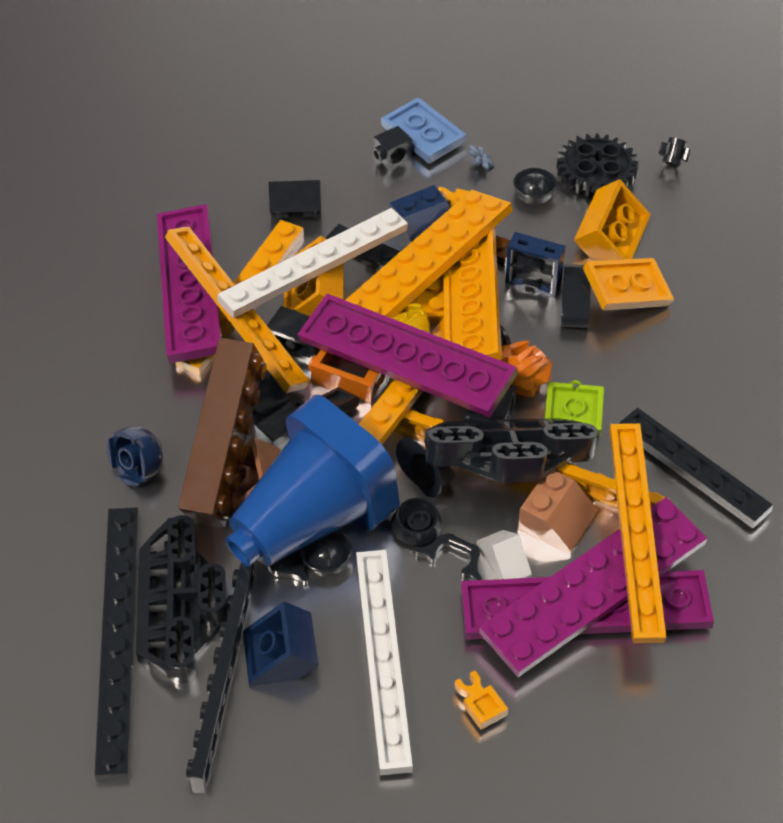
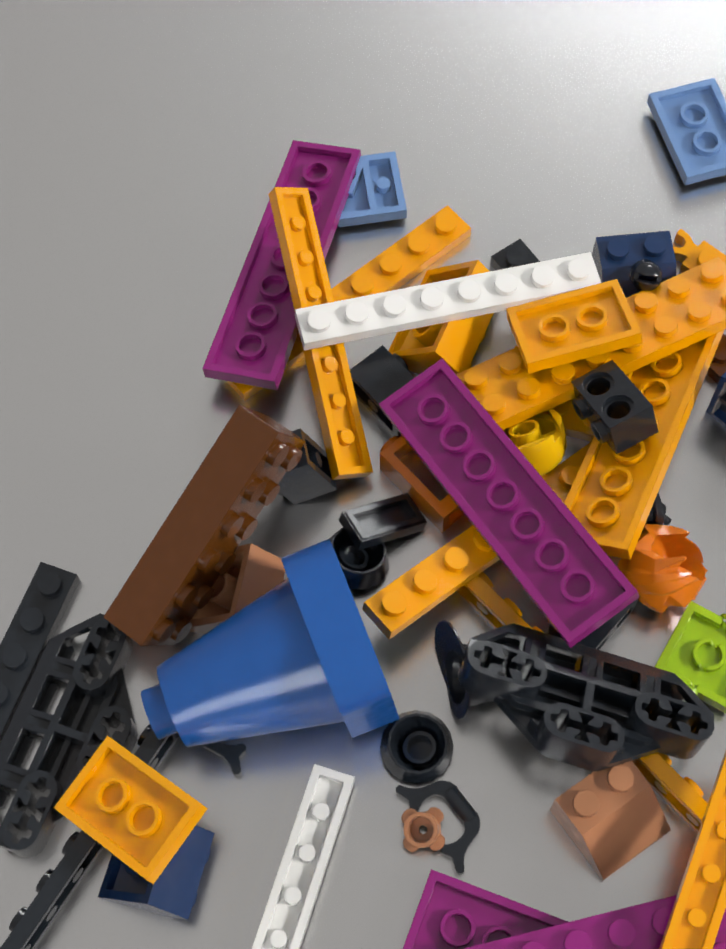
camera: 25 degrees right, 15 degrees up
(135, 454) = (107, 496): dark blue cylinder -> none
(228, 226) = (375, 192): none -> medium blue wing
(252, 606) = (130, 809): none -> light orange plate
(274, 428) = (314, 517): black tile -> none
(295, 197) = (480, 178): black slope -> none
(327, 555) = (279, 753): black hat -> none
(392, 147) = (644, 144): black brick -> none
(401, 250) = (573, 326): none -> light orange plate
(431, 207) = (647, 268): none -> black hinge
(444, 556) = (414, 838): none -> nougat plate
(449, 285) = (613, 407): none -> black brick
(505, 555) = (510, 850): white slope -> none

